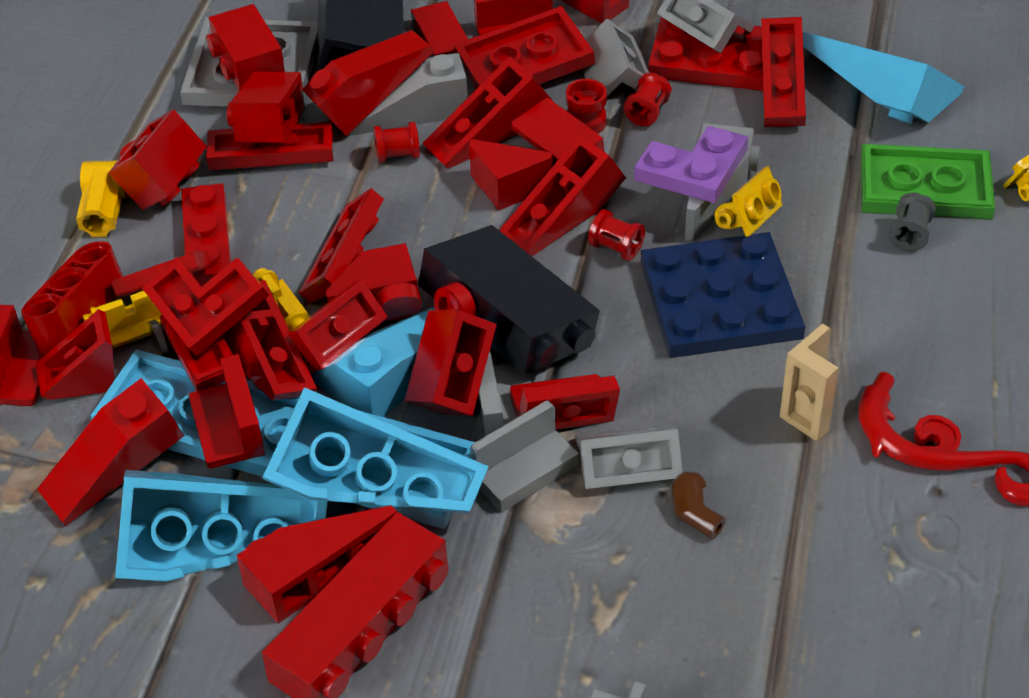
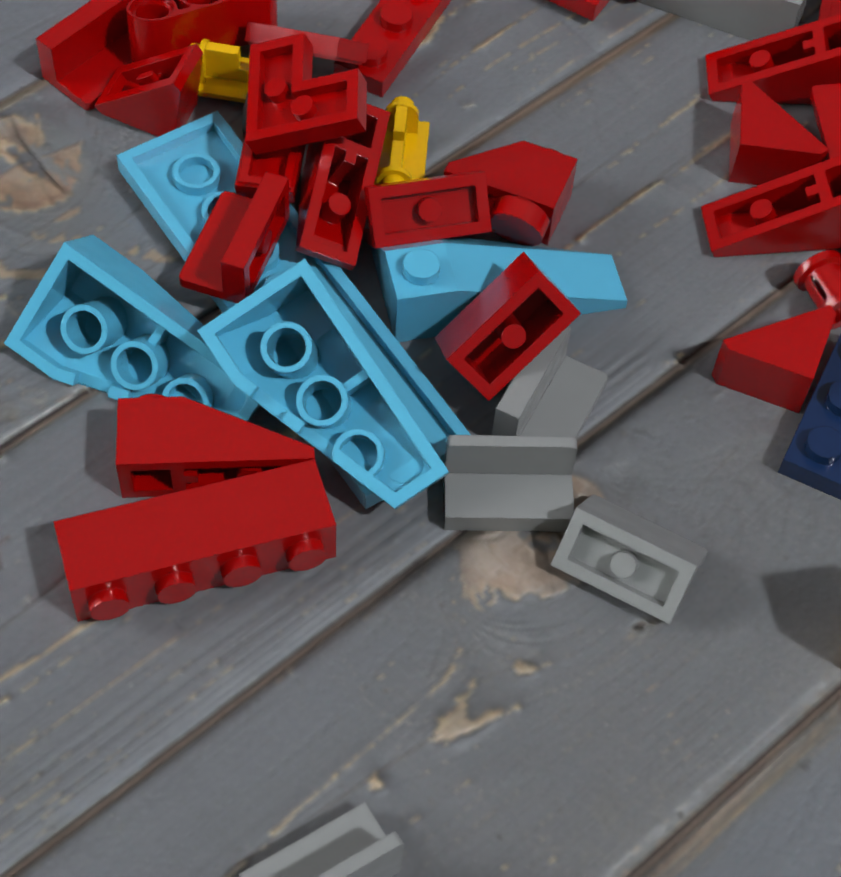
camera: 30 degrees right, 10 degrees up
(119, 438) = (114, 197): red slope -> none
(342, 244) = (522, 121): red plate -> none
(396, 142) = (673, 37): red bush -> none
(454, 297) = (569, 262): red tile -> none
(533, 308) = (641, 291): black brick -> none
(576, 399) = (615, 448): red panel -> none
(623, 290) = (777, 359): none -> red slope
(690, 507) = (648, 661): reddish brown arm -> none

